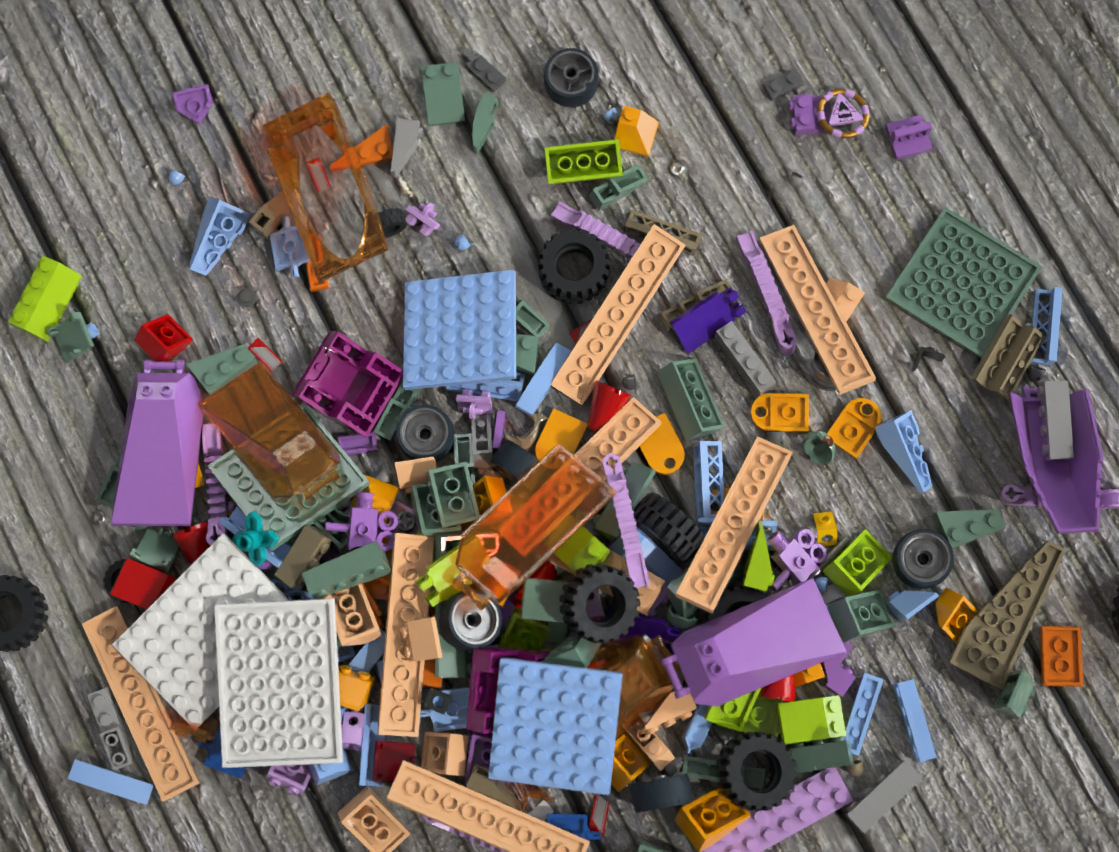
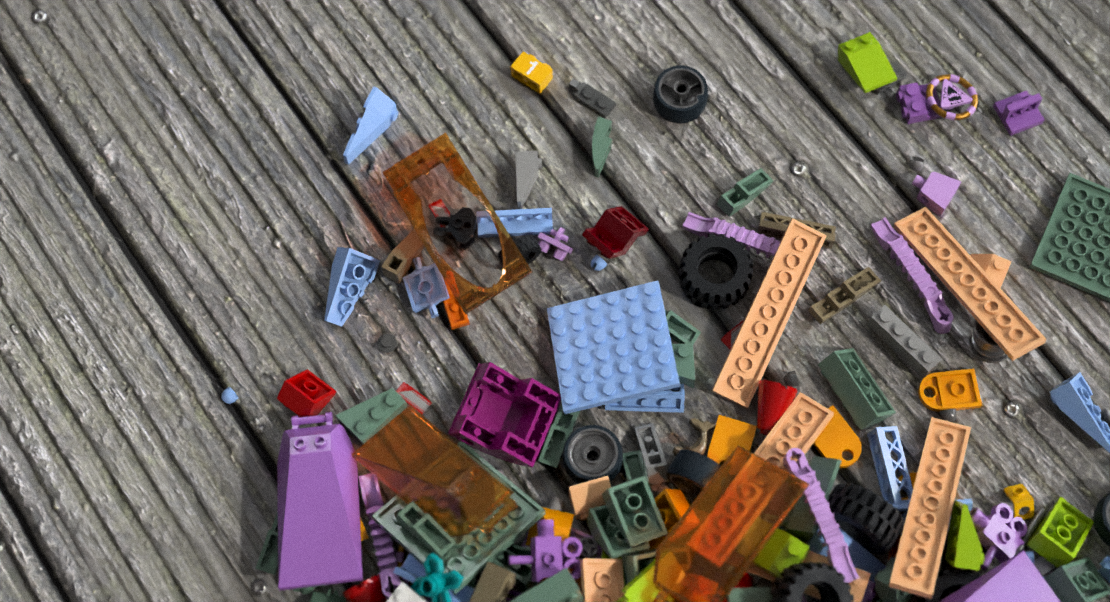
camera: 10 degrees left, 10 degrees down
(45, 298) = (178, 369): lime slope -> none
(72, 336) = (211, 403): sand green piece -> none
(175, 177) = (299, 234): light blue hinge -> none
(193, 102) = (308, 160): medium lavender plate -> none
(253, 486) = (425, 529): none -> sand green slope
(264, 68) = (377, 118): none -> light blue wedge
(333, 190) = (460, 229): none -> black hinge
(358, 444) = (524, 476): medium lavender tile -> none
(372, 150) = (494, 185): orange wing -> none
(390, 192) = (517, 222): none -> light blue fence
(427, 35) = (531, 72): none -> yellow brick
(443, 93) = (556, 124): sand green slope -> none
(474, 404) = (637, 419): lavender hips -> none
(482, 214) = (615, 232): none -> dark red bracket
(499, 430) = (667, 443): medium lavender tile -> none
(541, 381) = (703, 387): light blue slope -> none
(583, 162) = (707, 170): lime slope -> none
(611, 115) = (724, 125): light blue hinge -> none
(636, 131) = (751, 137): light orange slope -> none
(705, 318) = (858, 306): dark purple tile -> none
(763, 66) = (866, 62): none -> lime slope
(808, 210) = (936, 191): none -> lavender torso
(819, 447) = (997, 419): sand green hair -> none
(854, 428) = (1025, 397): light orange tile -> none
(927, 352) = (1084, 313): pearl dark grey bracket -> none

